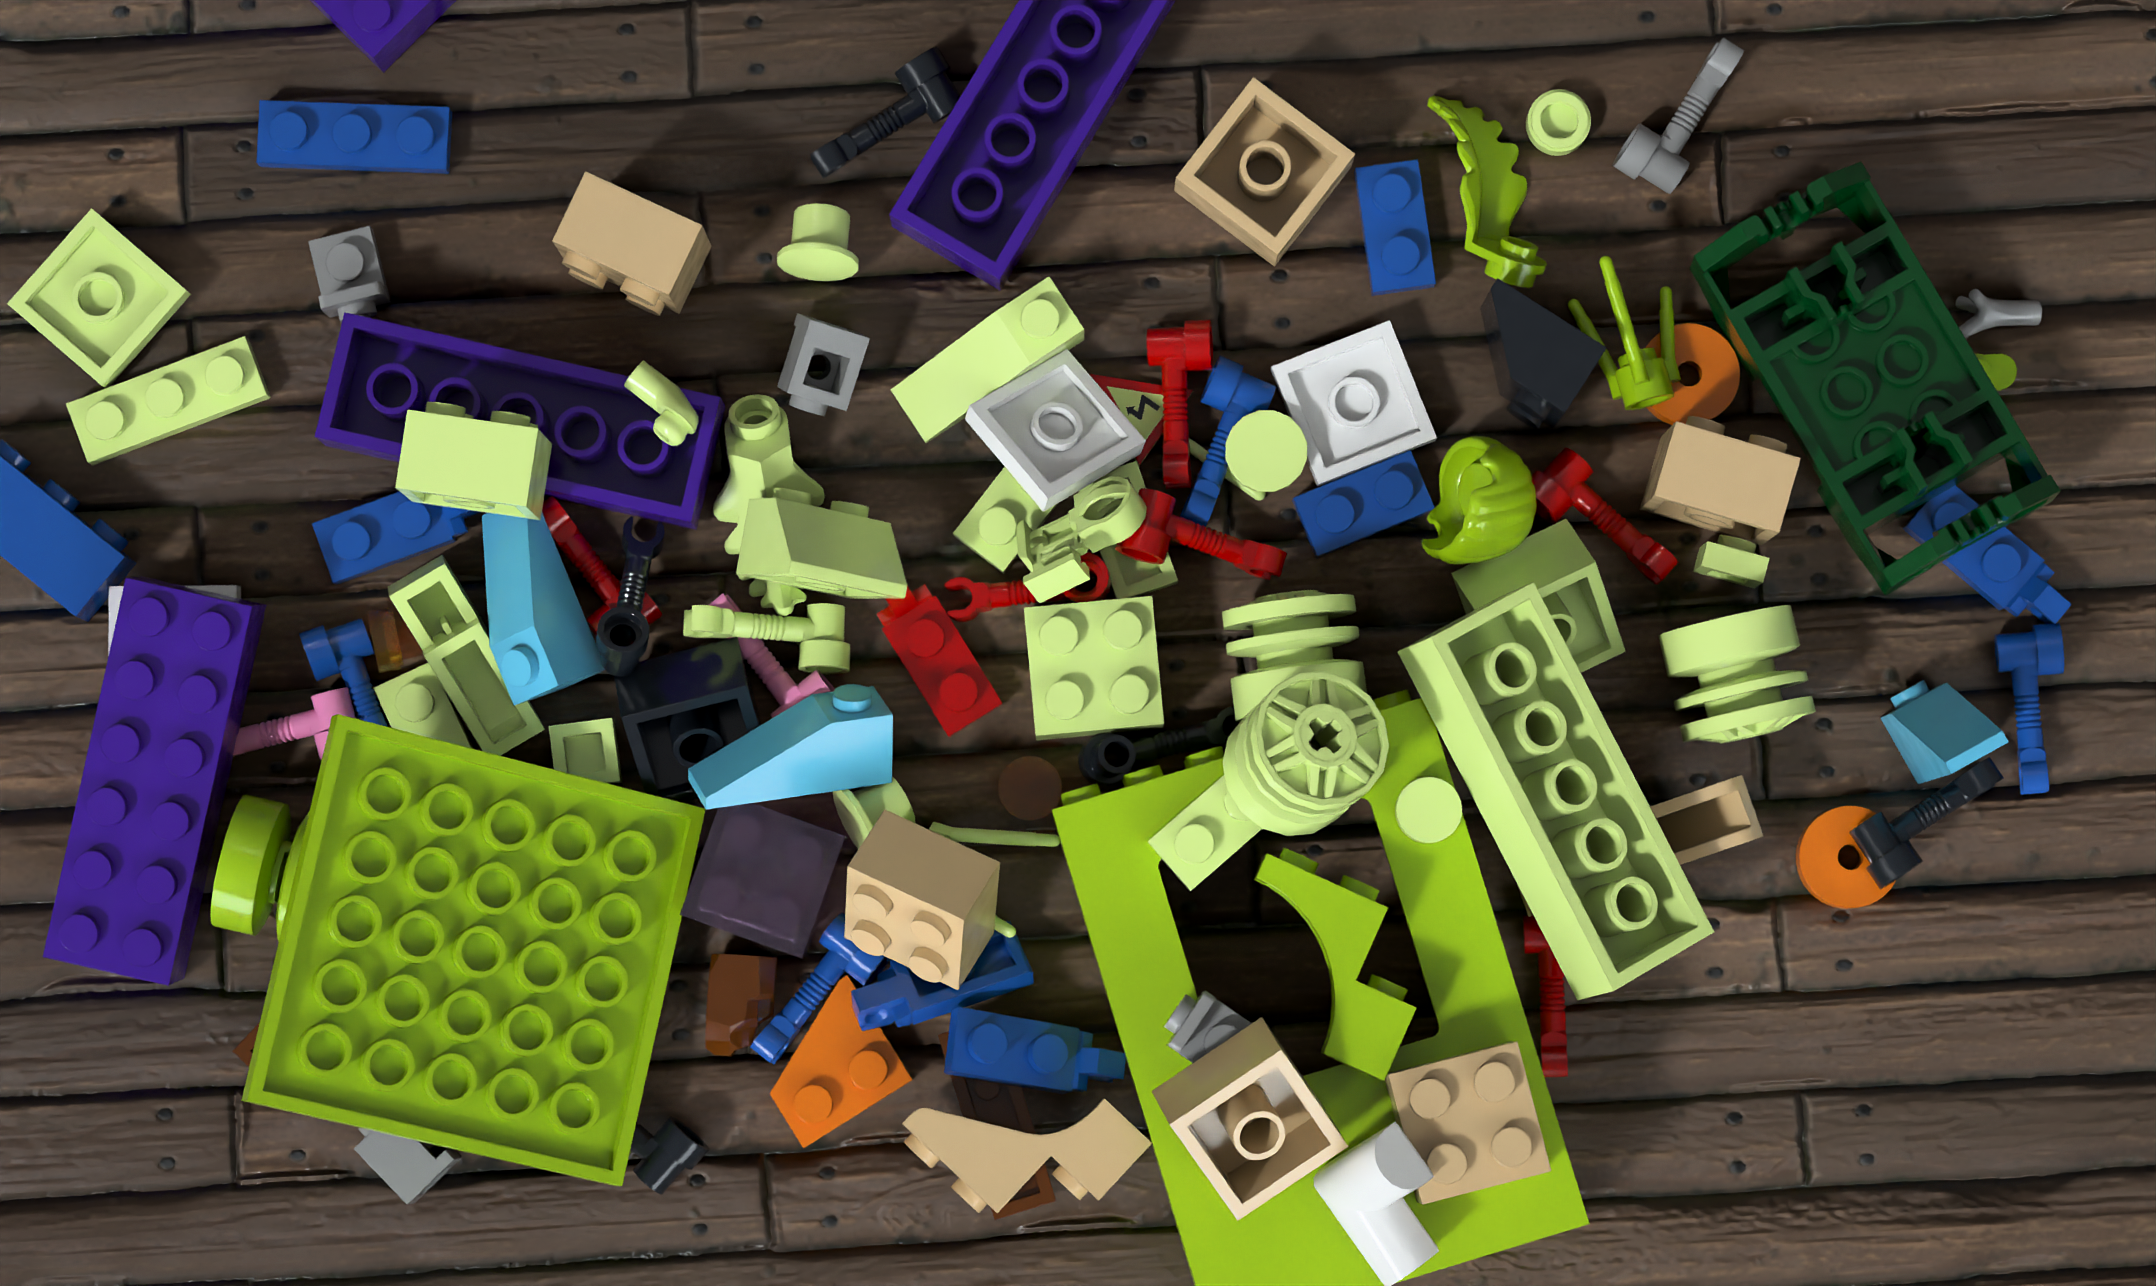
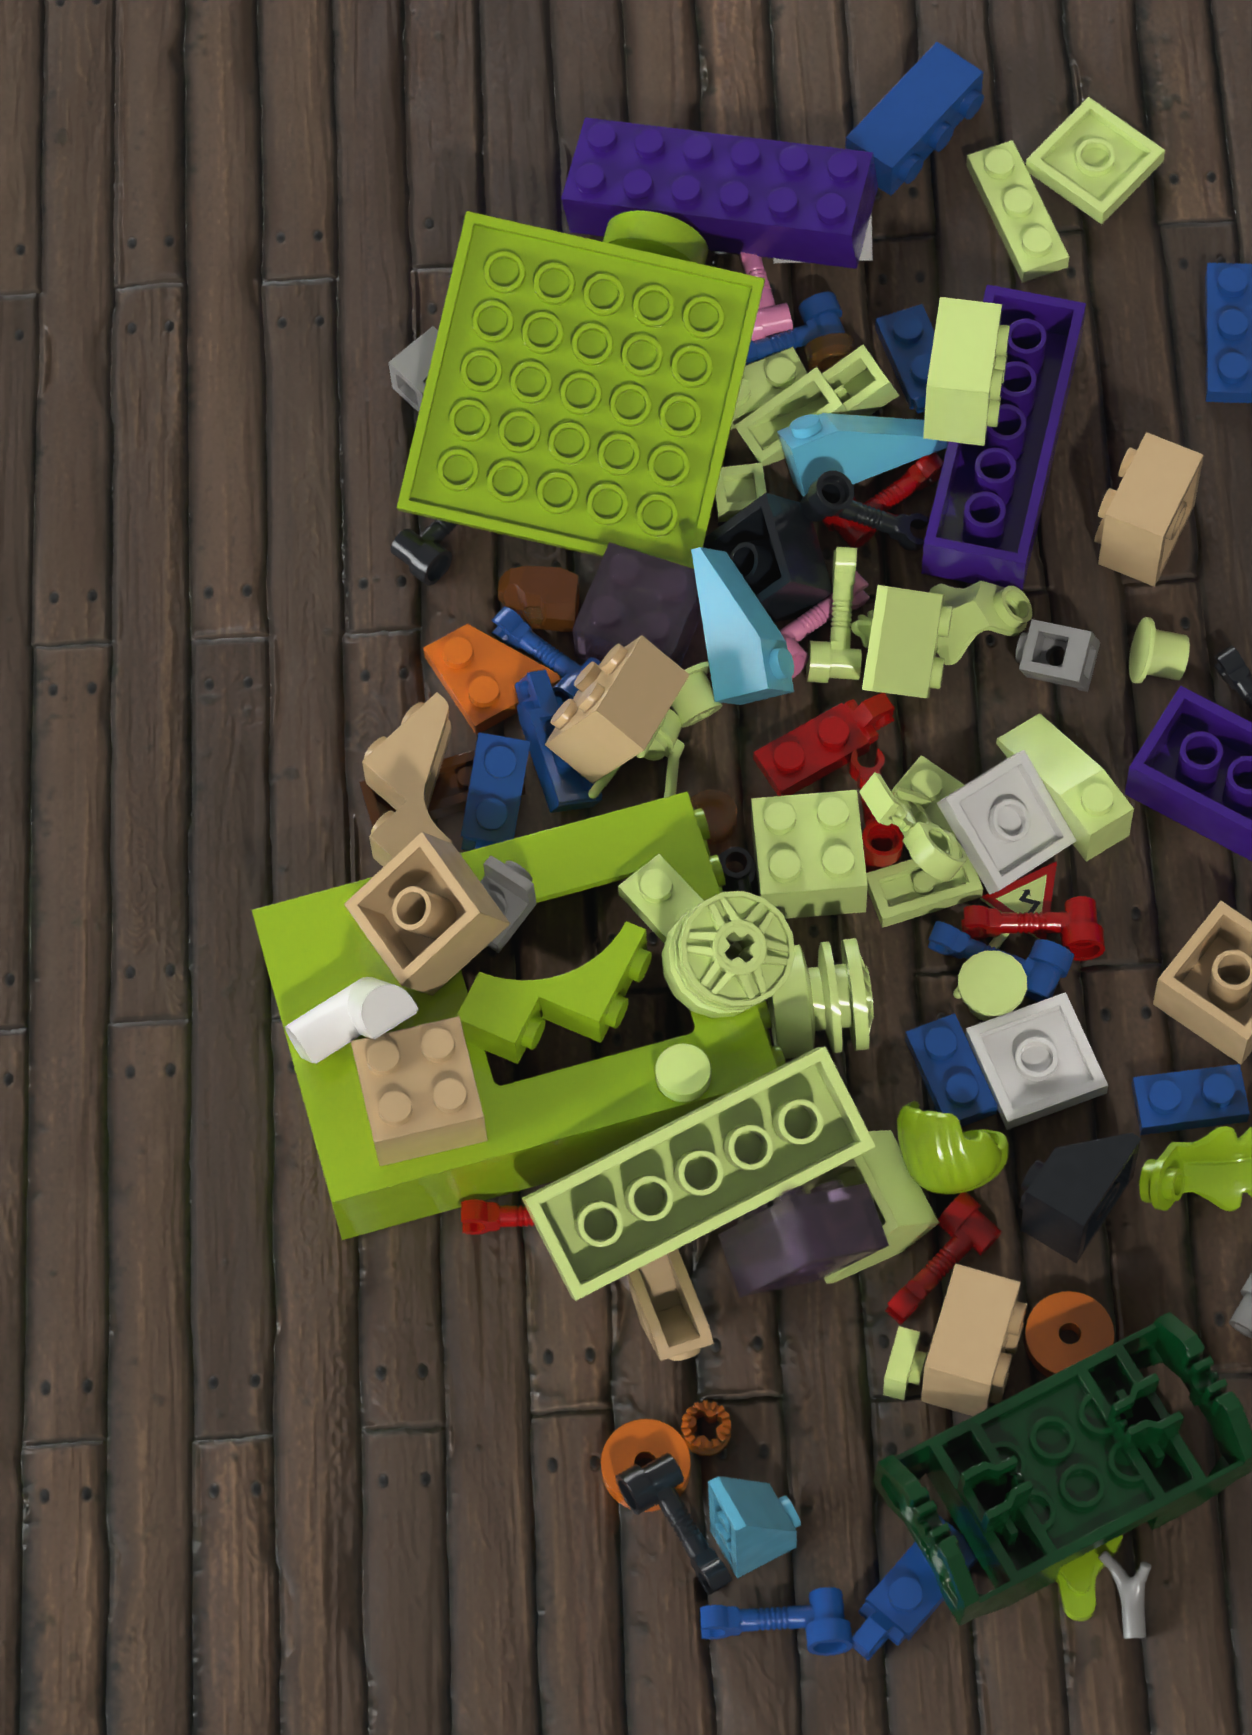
camera: 95 degrees right, 20 degrees down
(349, 273) = (1120, 329): light grey bracket -> none
(676, 413) = (1020, 520): yellowish green arm -> none
(1161, 527) = (927, 896): red brick -> none
(1622, 663) = (802, 1237): none -> brick
(1642, 376) = (1067, 1283): lime plant -> none
(1737, 674) = (803, 1353): yellowish green wheel -> none
(1823, 794) = (711, 1413): none -> orange bush

